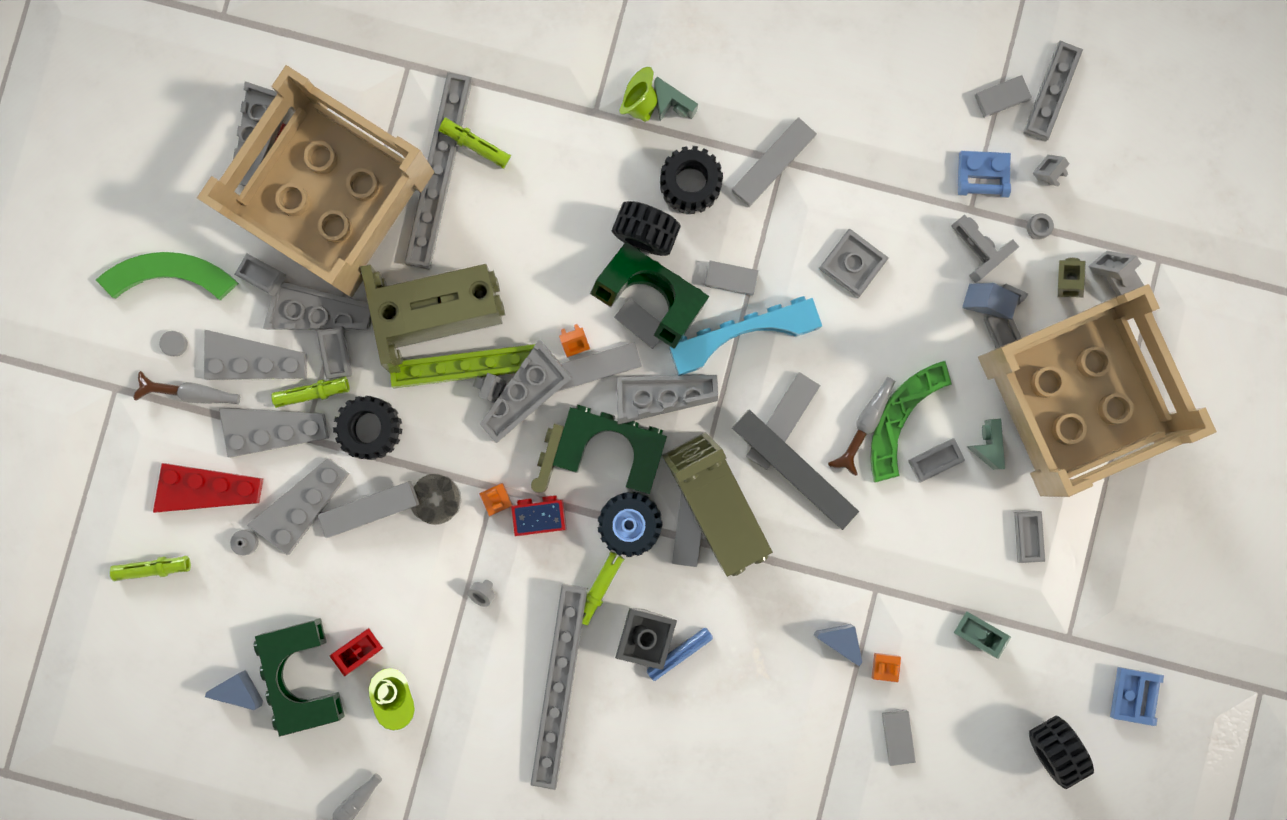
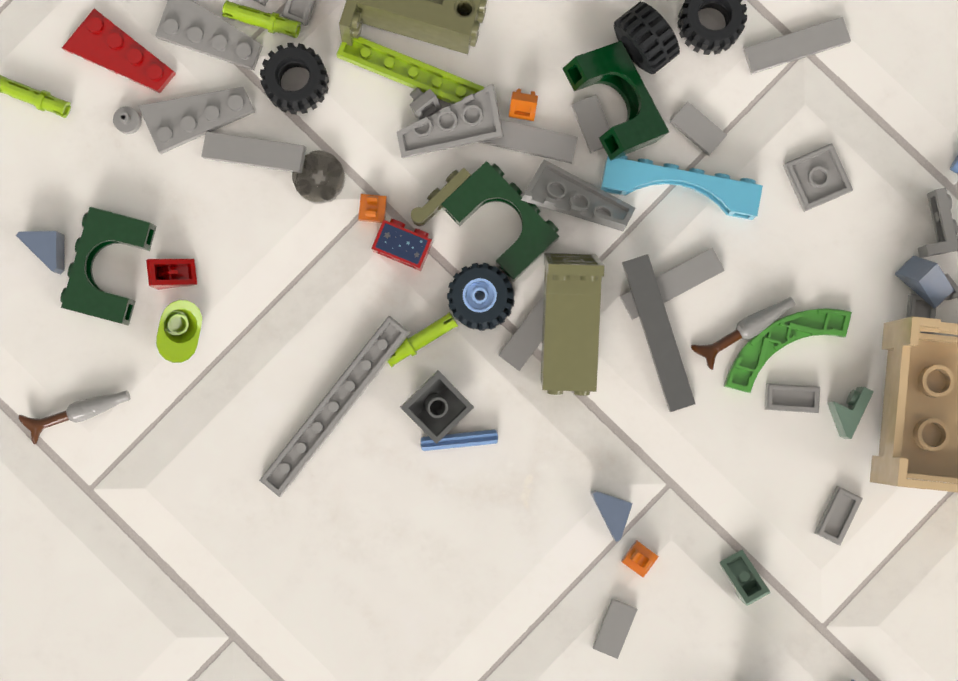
camera: 35 degrees right, 0 degrees up
(481, 593) = (312, 284): light grey tile -> none

